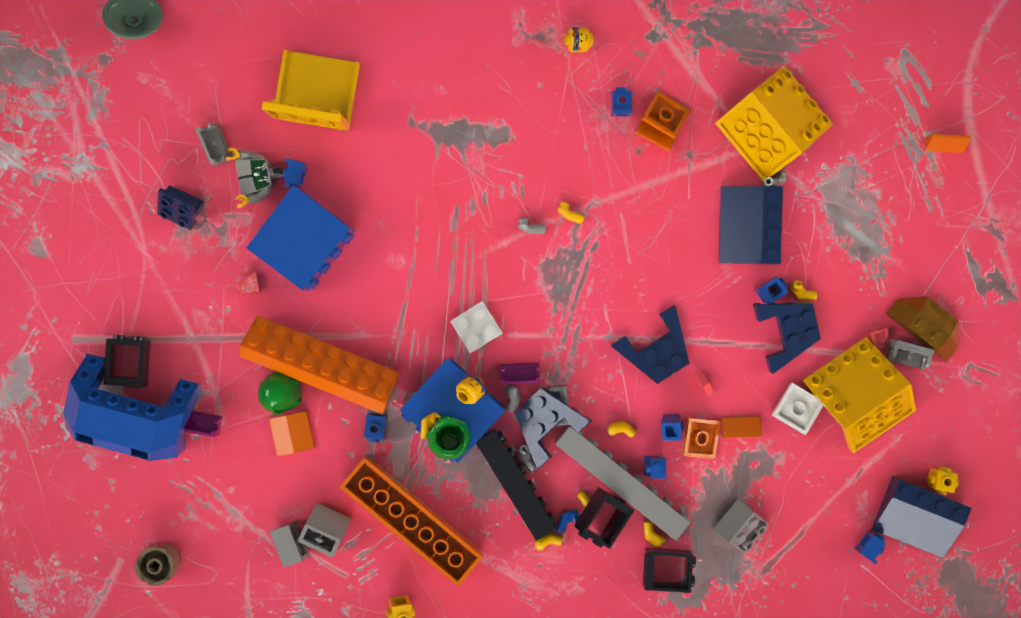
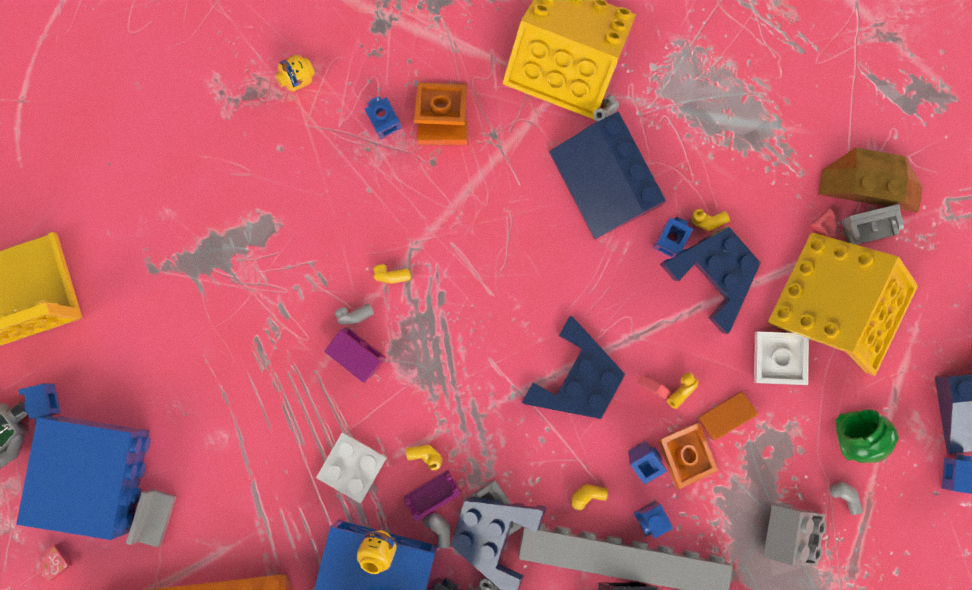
camera: 25 degrees left, 5 degrees down
(329, 290) = (151, 518): none -> light grey panel
(518, 254) = (354, 354): none -> magenta hinge
(530, 344) = (427, 454): none -> yellow arm
(727, 393) = (689, 384): none -> yellow arm
(792, 520) = (849, 494): none -> light grey arm
(824, 488) = (866, 436): none -> green helmet

